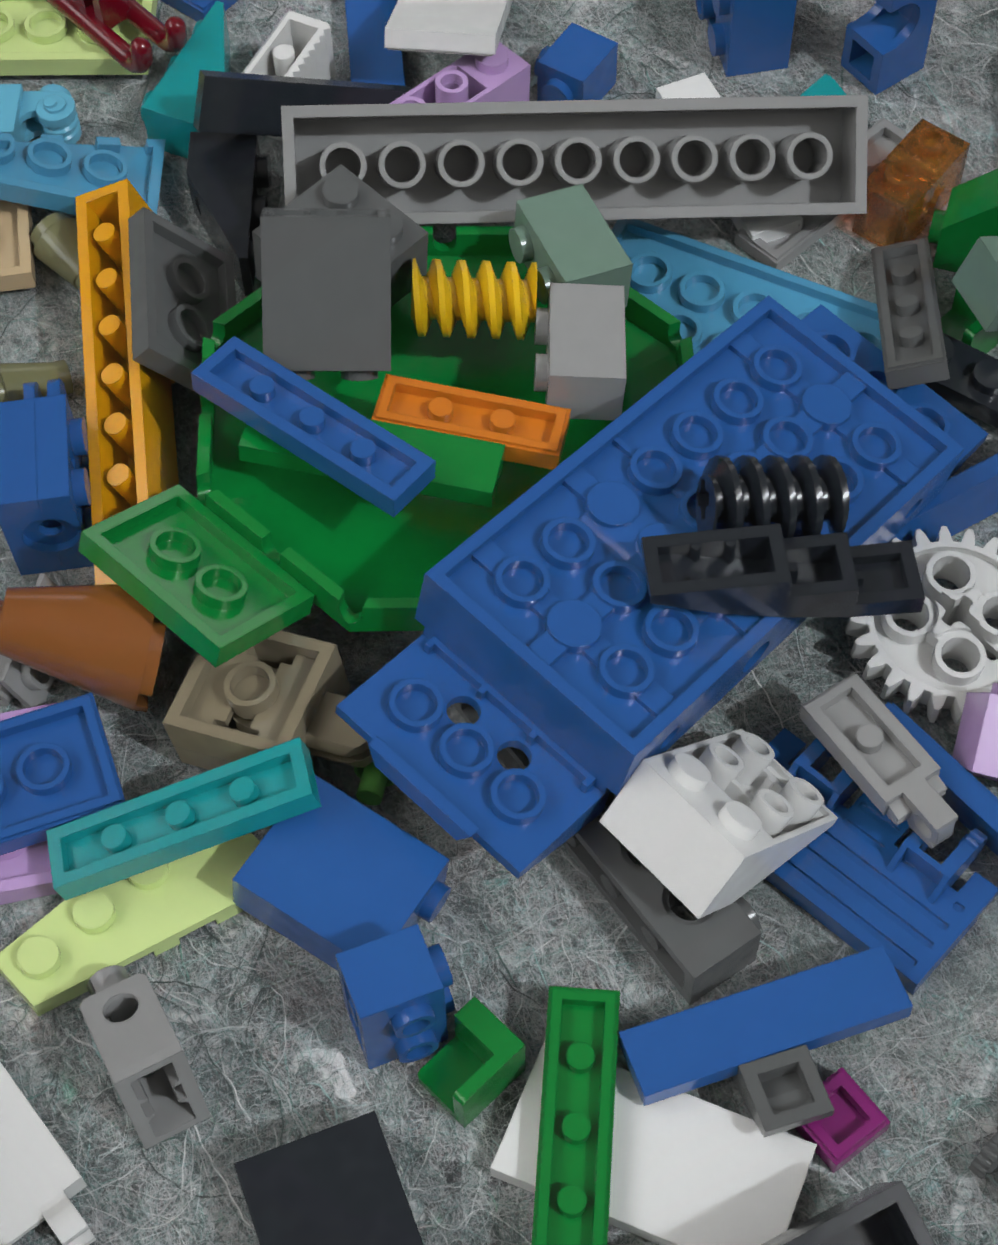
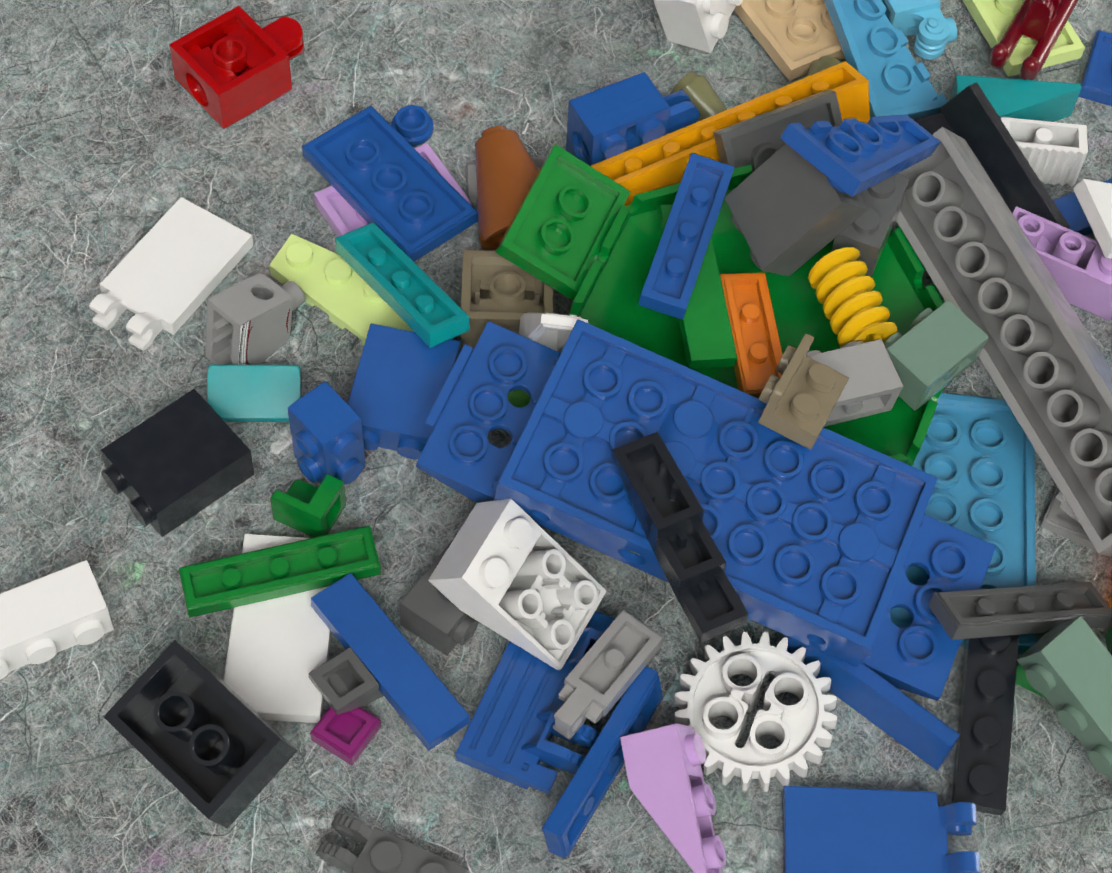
camera: 65 degrees right, 0 degrees up
(252, 1089) = (253, 391): none -> teal slope
(316, 174) = (861, 153): none -> blue wing
(371, 636) = (547, 328): none -> white slope
(625, 376) = (802, 396): none -> dark tan bracket
(773, 493) = (729, 506): black piece -> none

